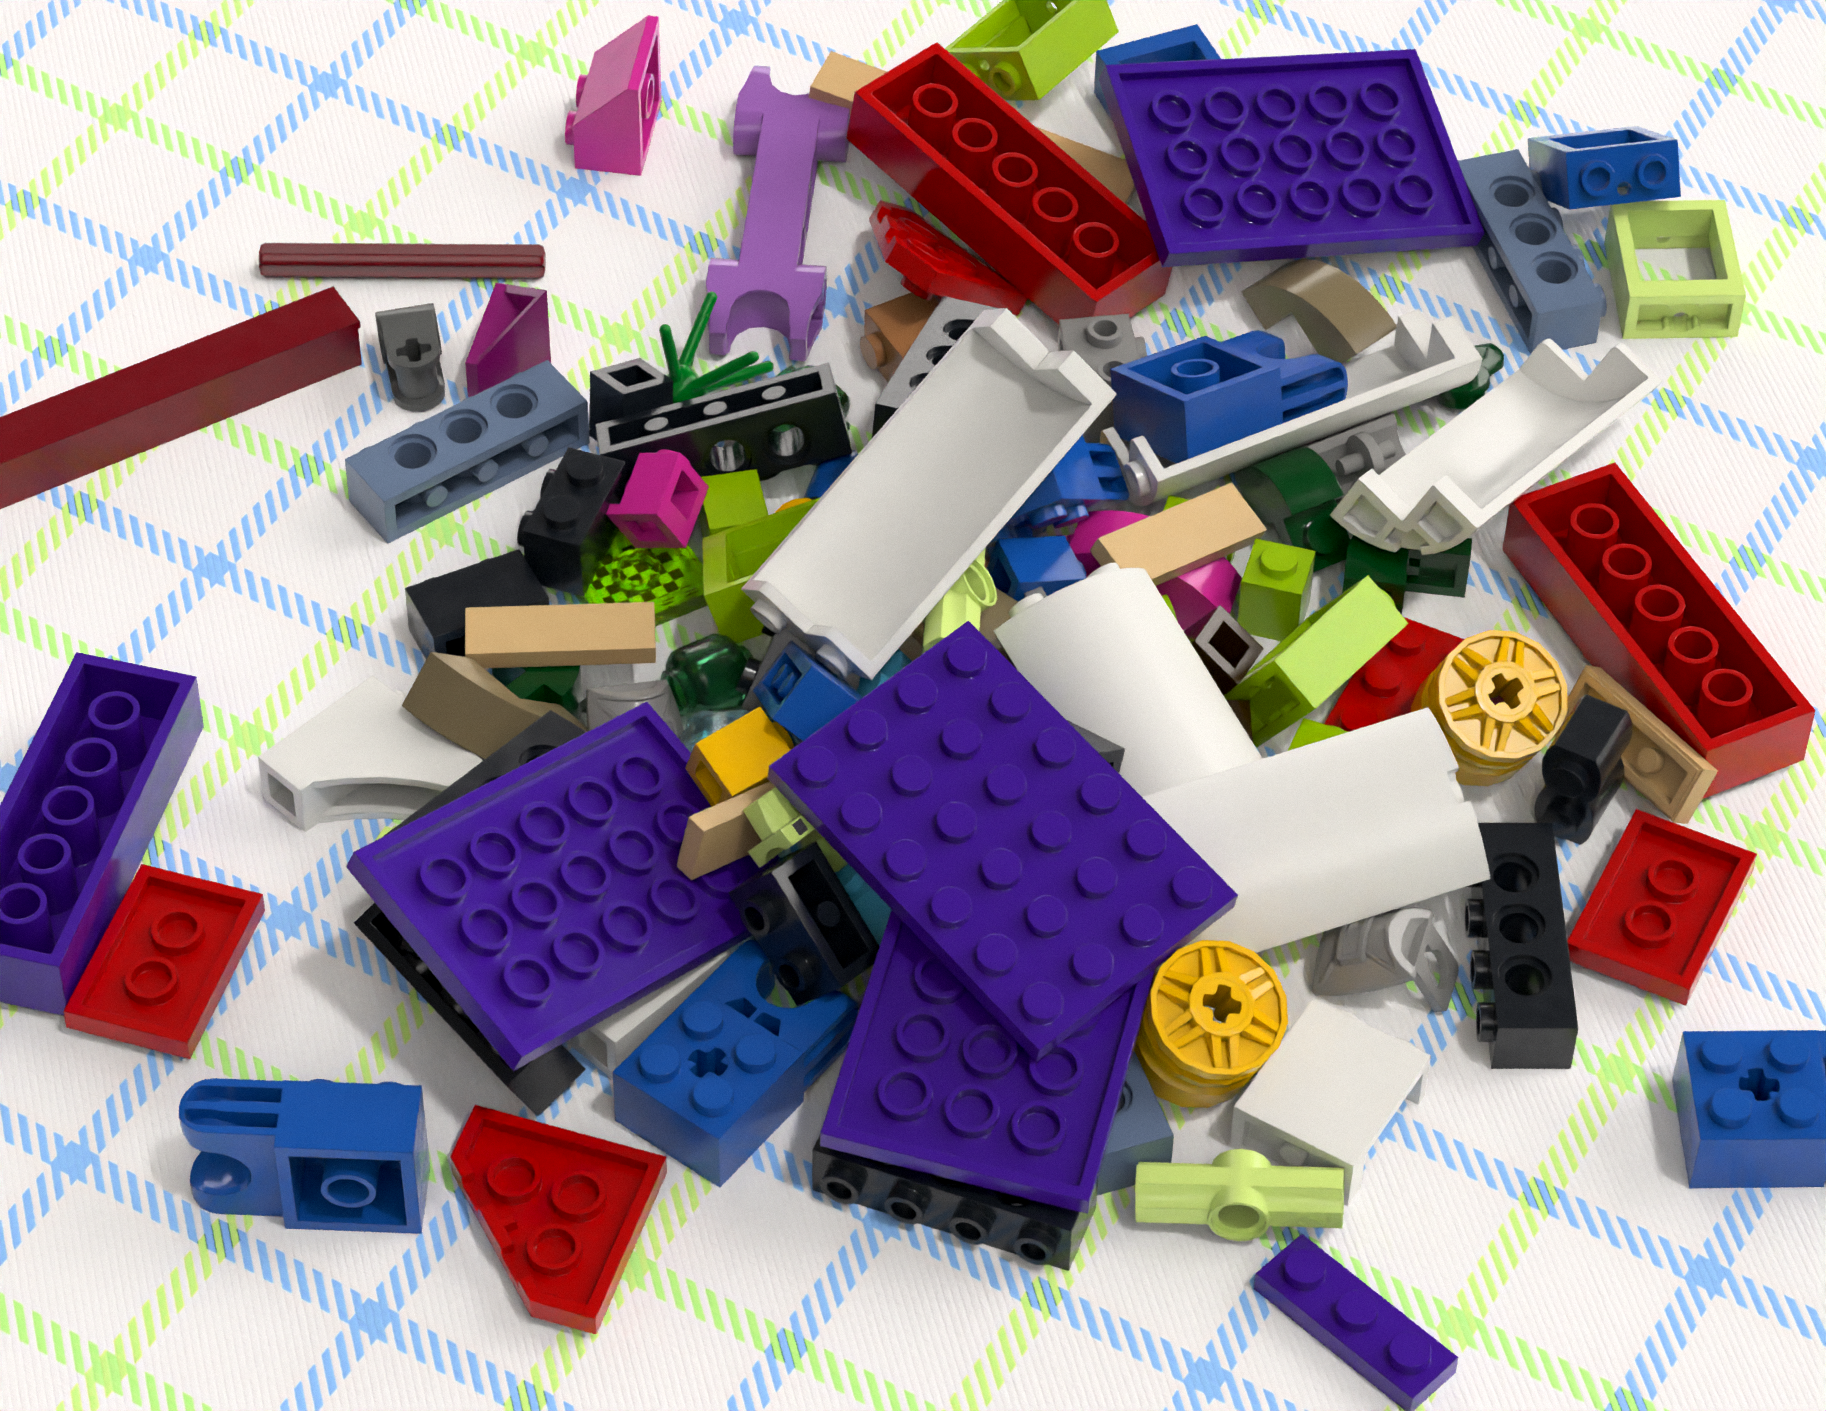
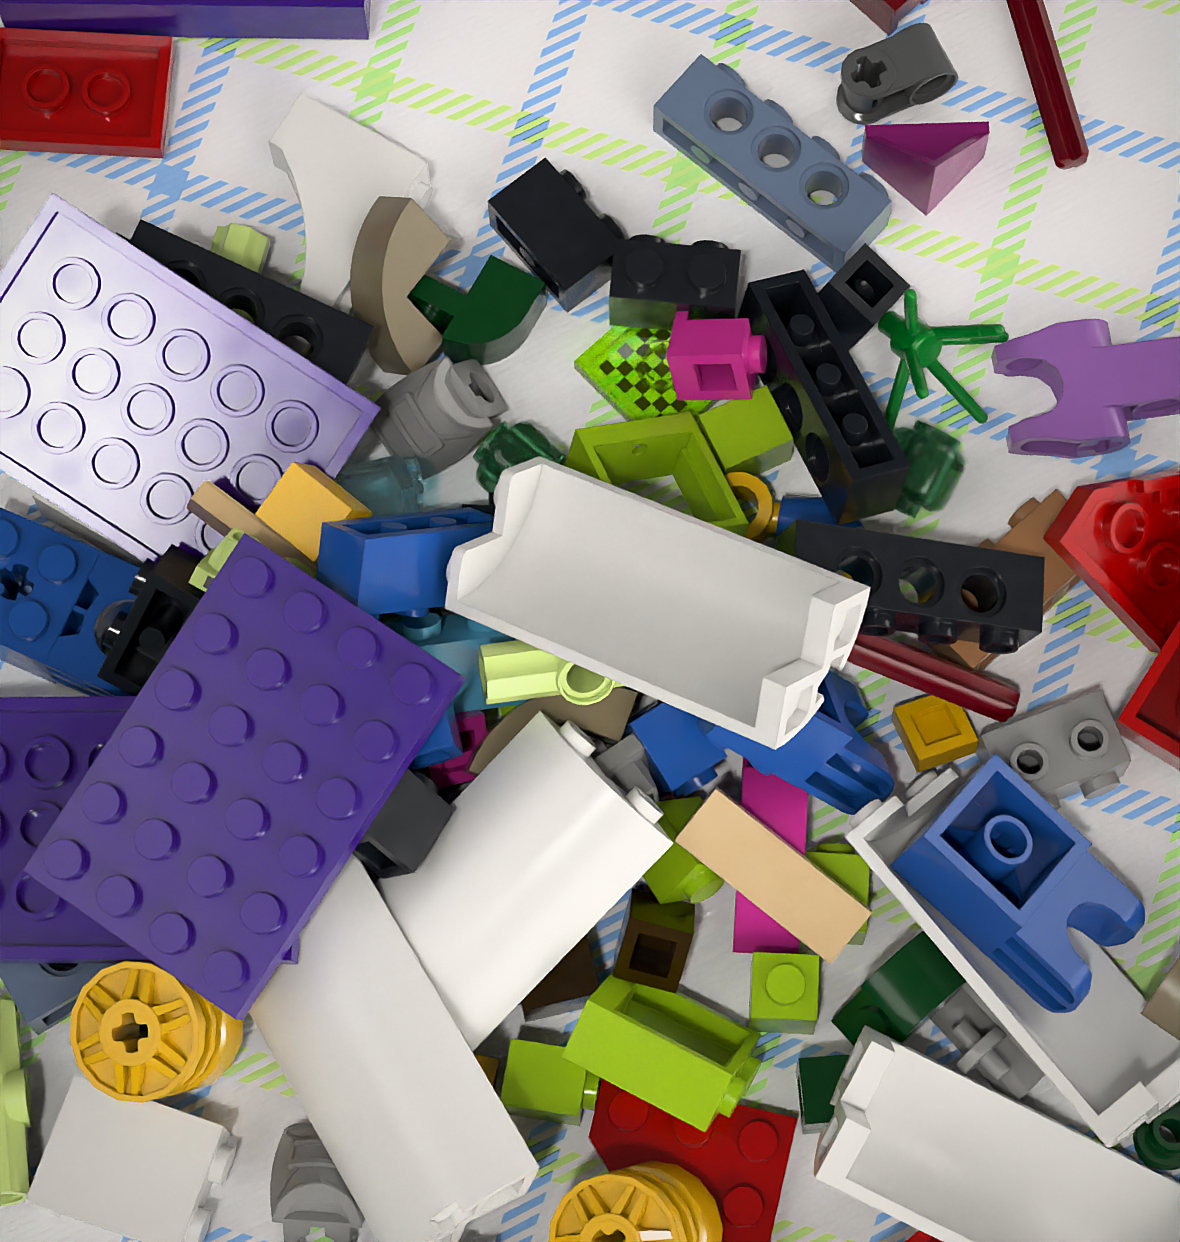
camera: 80 degrees right, 25 degrees up
(561, 635) = (507, 313): tan tile -> none

